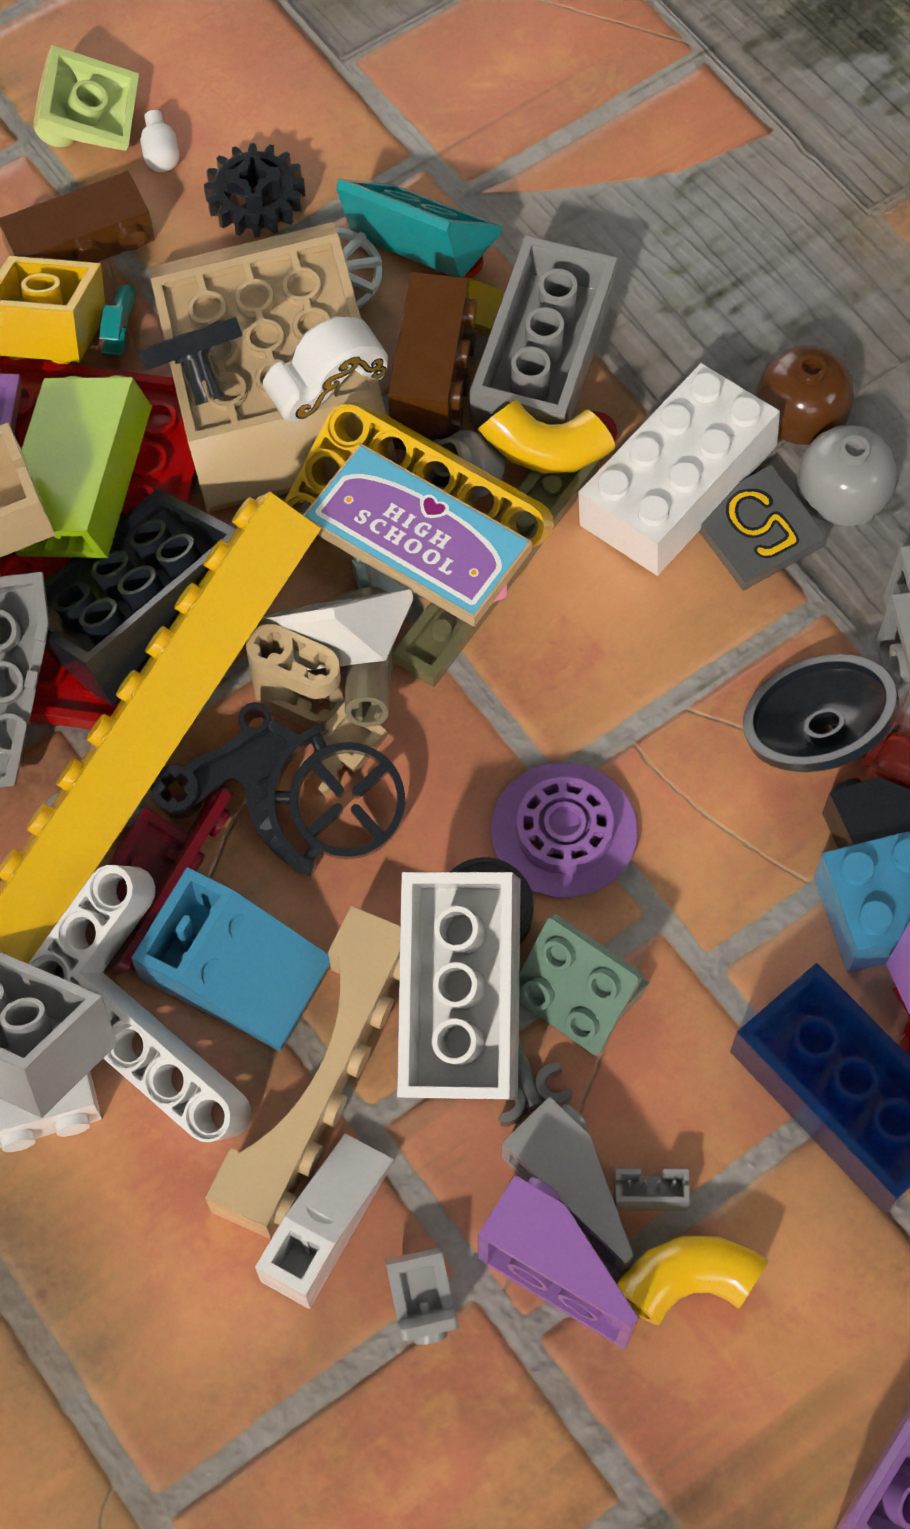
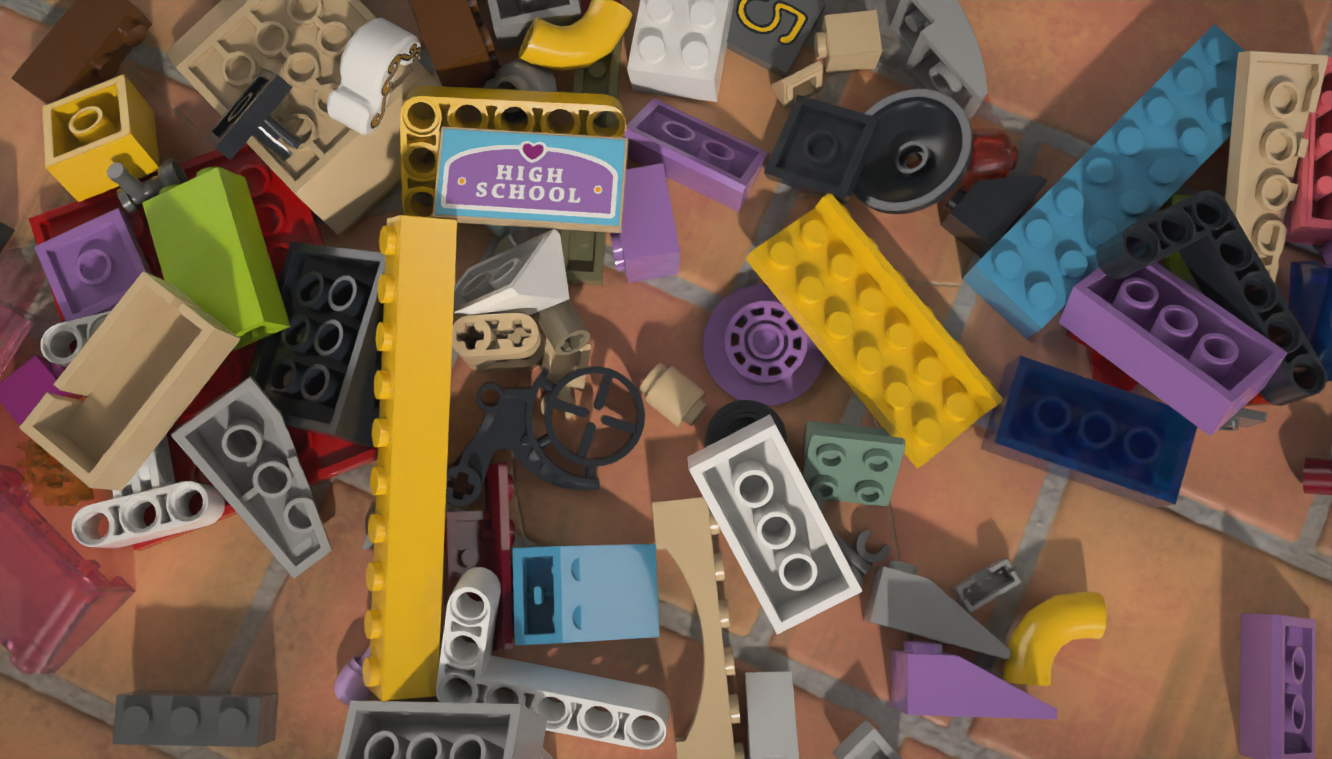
camera: 30 degrees left, 15 degrees up
(44, 365) = (135, 192): none -> dark grey piece
(115, 321) = (166, 115): teal bar -> none
(439, 824) = (673, 395): none -> tan brick
(506, 646) = (648, 238): none -> medium lavender brick
(601, 610) = (695, 153): none -> medium lavender slope
(684, 872) = (874, 329): none -> yellow bracket
(735, 669) = (822, 148): none -> black plate
(750, 598) = (802, 82): none -> tan slope
(825, 584) = (849, 41): none -> tan brick

